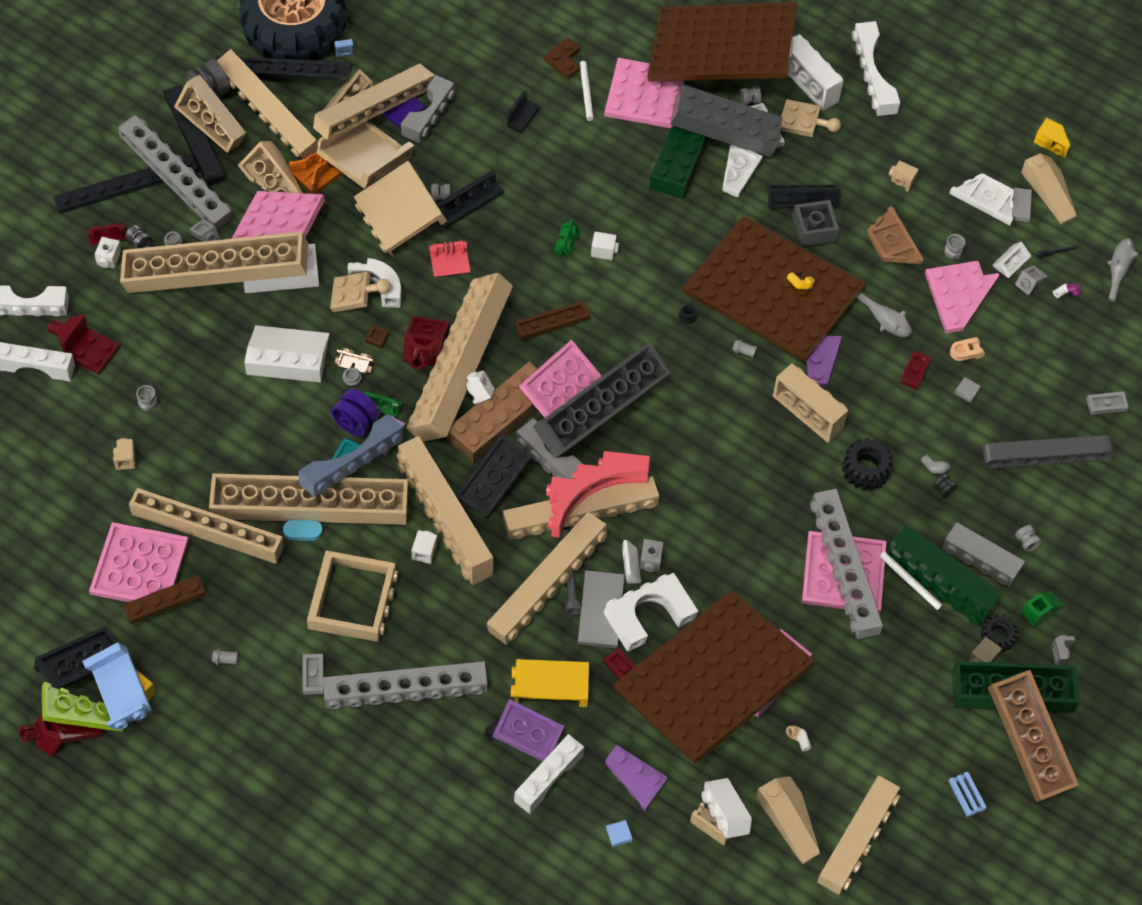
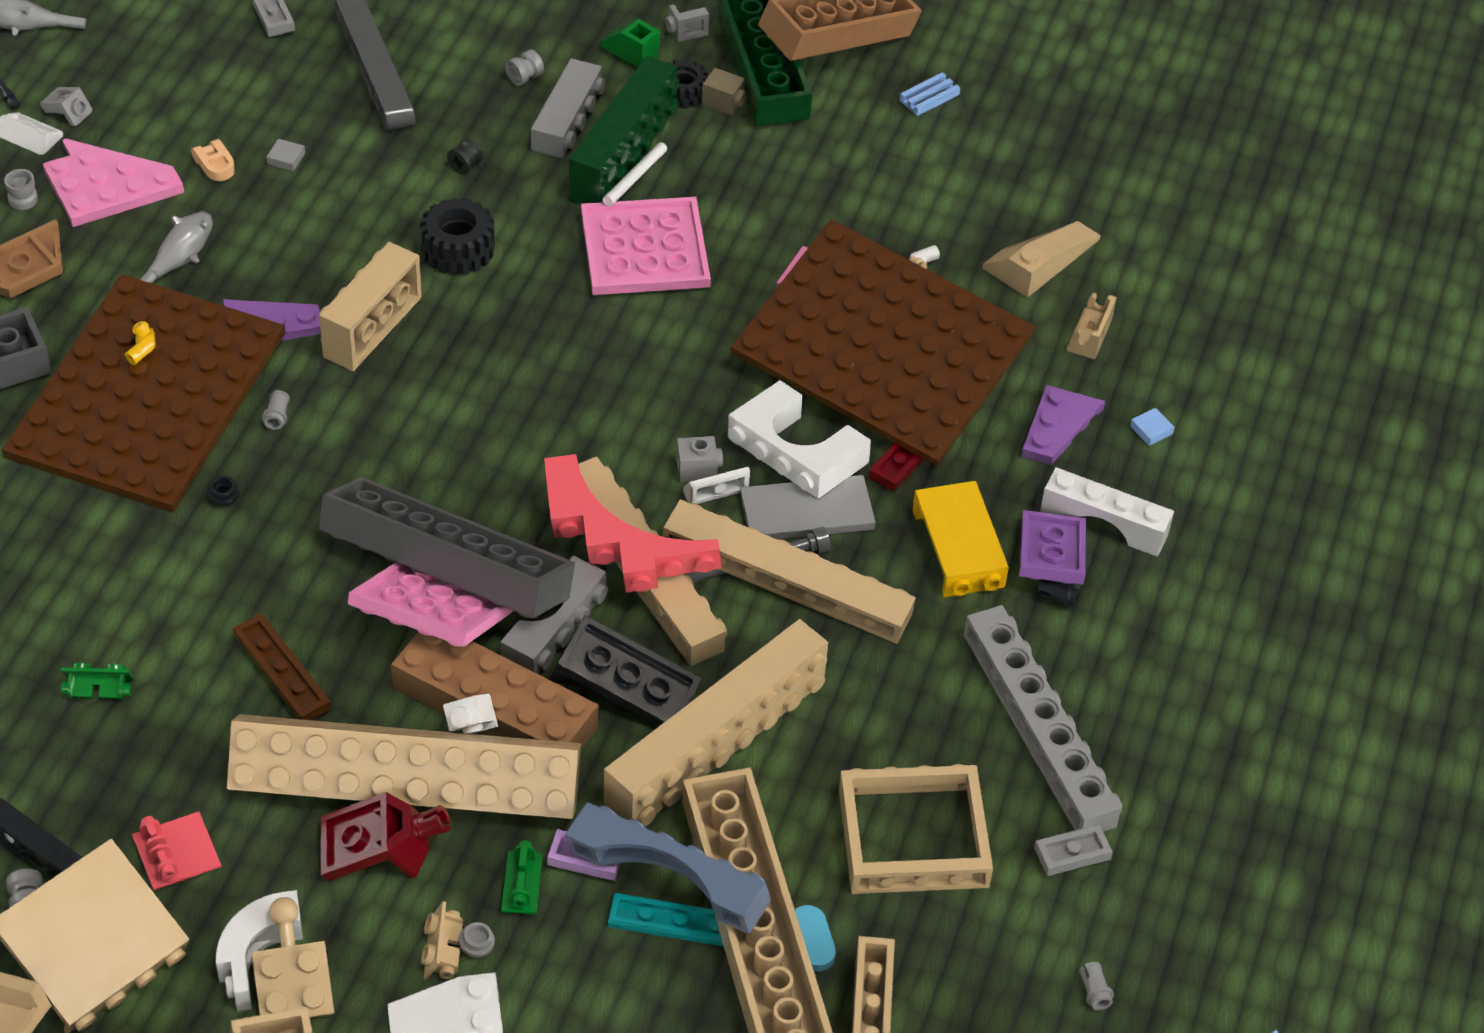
camera: 105 degrees left, 10 degrees down
(355, 412) = (566, 896): dark purple wheel -> none
(377, 336) = (376, 925): reddish brown tile -> none
(424, 546) = (785, 749): white brick -> none
(604, 246) = (105, 623): white brick -> none
(726, 808) = (1075, 300): white brick -> none
(858, 835) = (1039, 181): tan brick -> none
(862, 626) = (639, 230): light grey brick -> none
(915, 370) = (267, 210): dark red plate -> none
(935, 467) = (433, 174): light grey arm -> none
(1065, 288) = (74, 67): arm -> none

